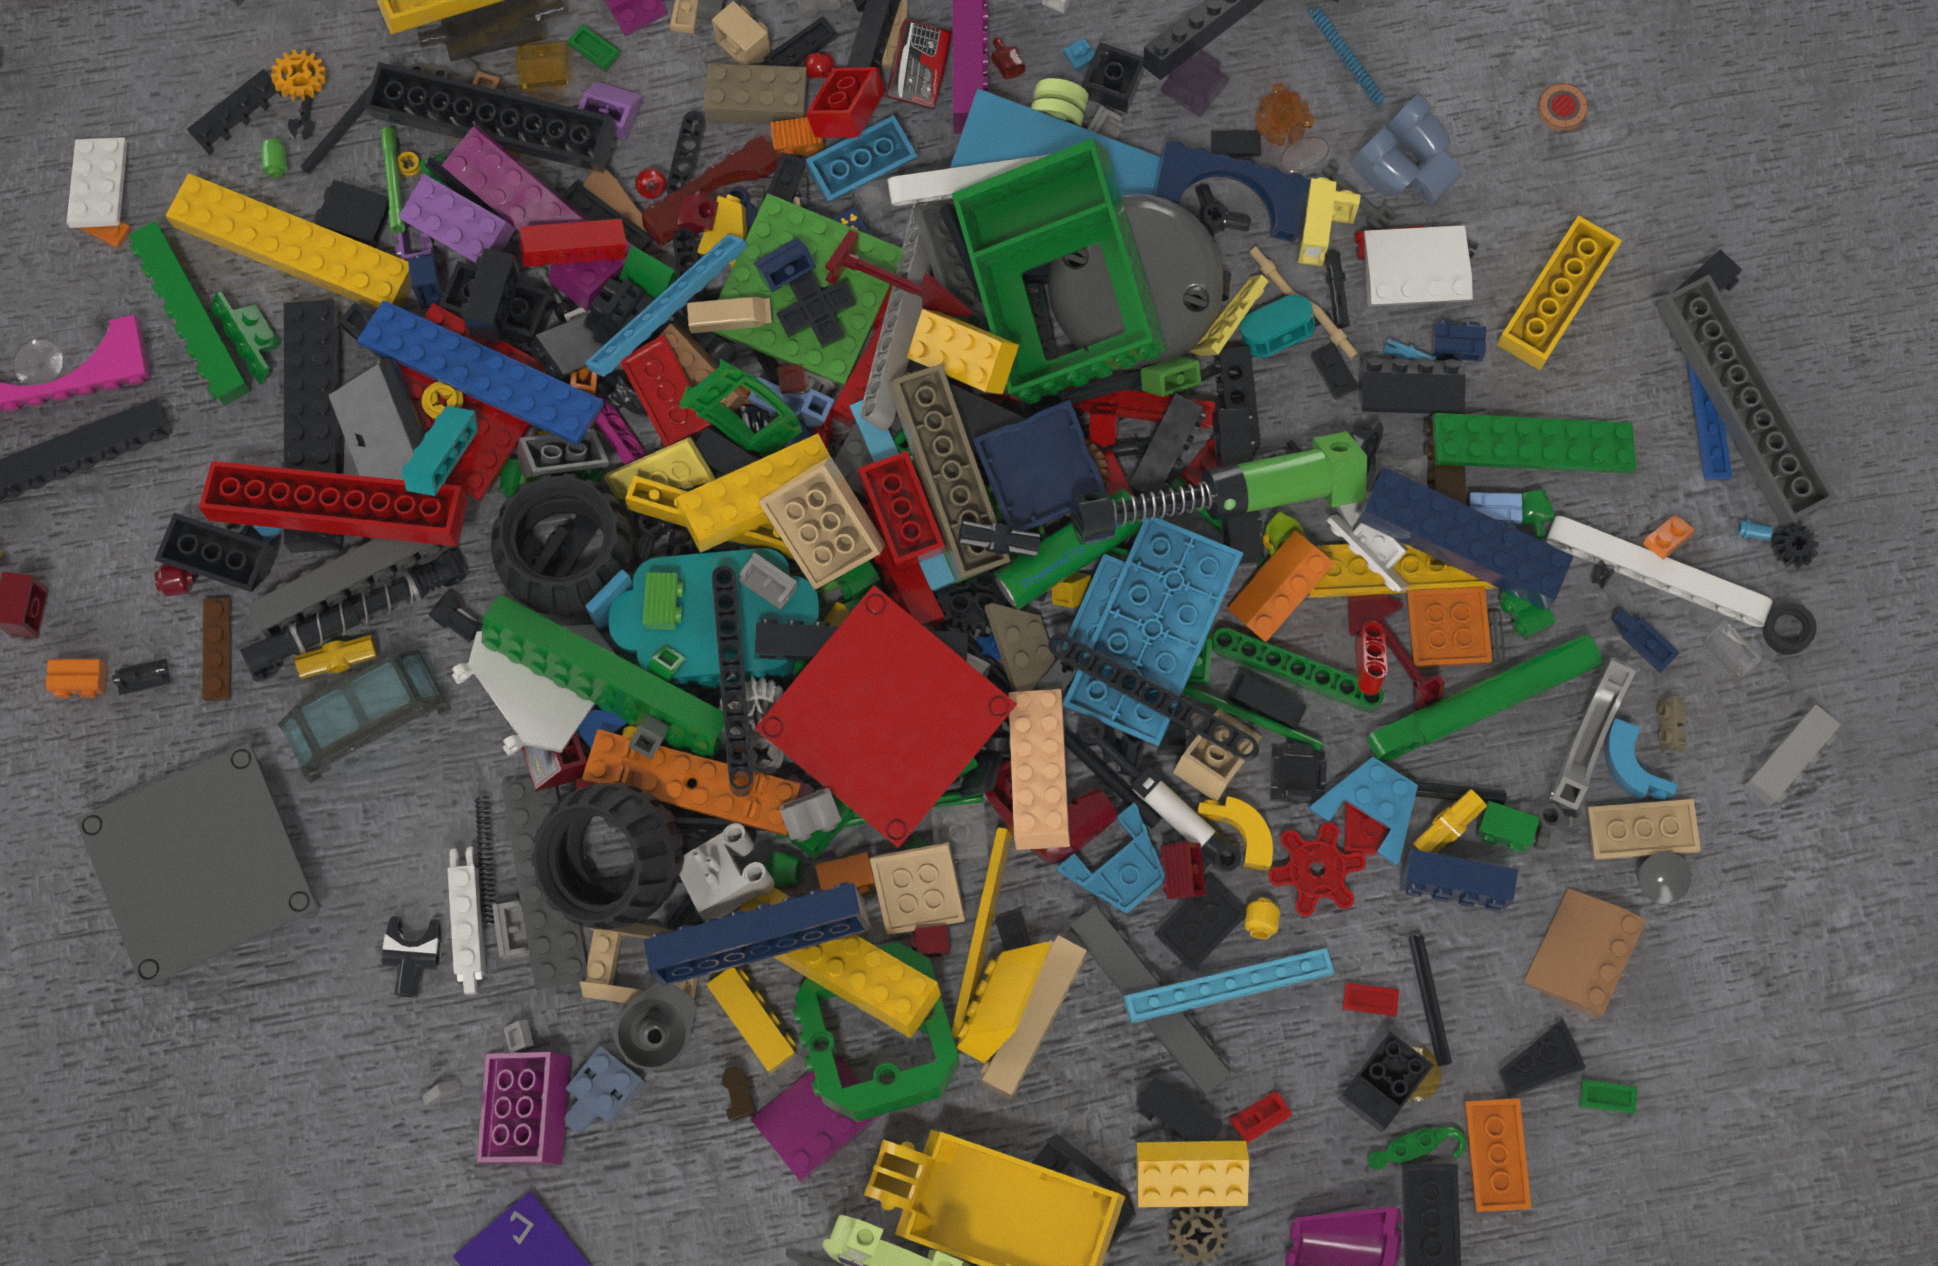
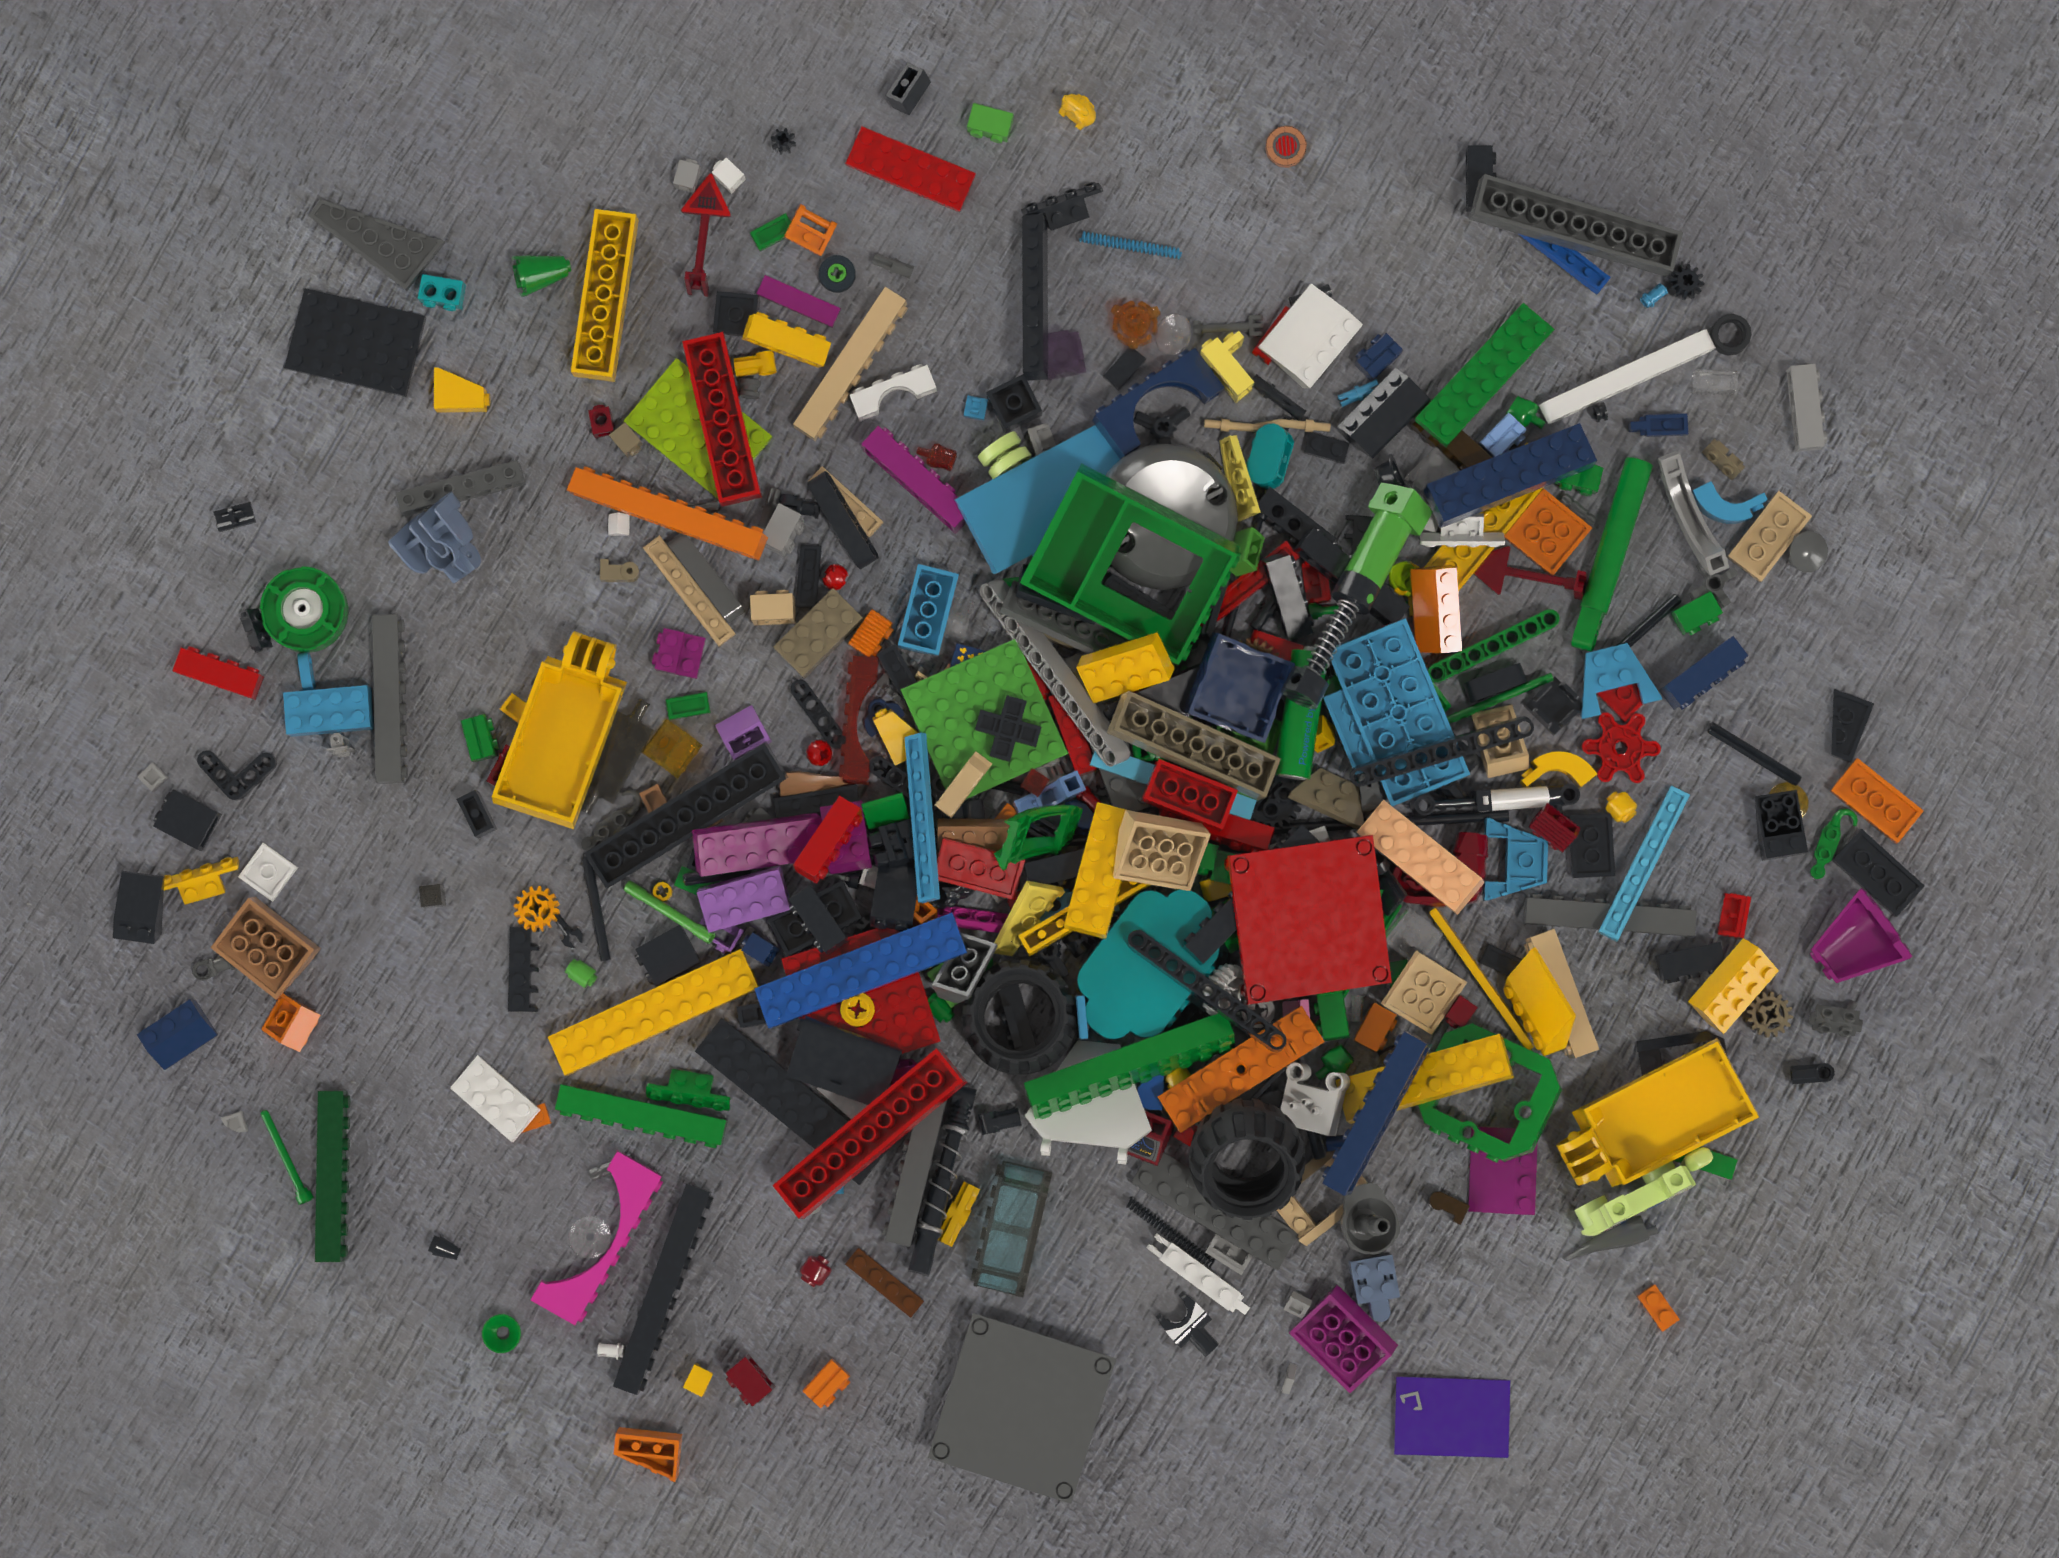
camera: 45 degrees left, 10 degrees up
(142, 677) = (861, 1342): black hinge -> none
(215, 553) = (825, 1233): black slope -> none
(440, 451) = (899, 1040): teal brick -> none
(648, 736) = (1196, 1071): dark grey brick -> none
(662, 601) = (1116, 989): bright green brick -> none
(665, 663) = (1156, 1020): green slope -> none
(698, 212) = (873, 743): dark red brick -> none
(751, 1019) = (1413, 1159): yellow brick -> none
(768, 581) = (1161, 914): light grey hinge -> none
(784, 264) = (963, 723): dark blue brick -> none
(810, 814) = (1328, 1017): light grey brick -> none
(845, 102) = (882, 585): red brick -> none
(918, 64) = (893, 515): slope -> none
(933, 294) = (1069, 653): dark red piece -> none
(942, 183) = (1015, 557): white beam -> none
(989, 646) = (1310, 815): blue piece -> none
(999, 538) = (1264, 754): black piece -> none
(1104, 424) = (1238, 620): red brick -> none
(1370, 999) = (1723, 788): red tile -> none
(1371, 657) = (1530, 605): red beam -> none
(1391, 170) = (1235, 251): sand blue piece -> none
(1450, 823) = (1665, 646): yellow piece -> none
(1559, 292) = (1405, 267): yellow brick -> none
(1585, 952) = (1808, 639): medium nougat slope -> none
(1608, 1096) = (1900, 705): green tile -> none
(1669, 537) = (1613, 350): orange plate -> none

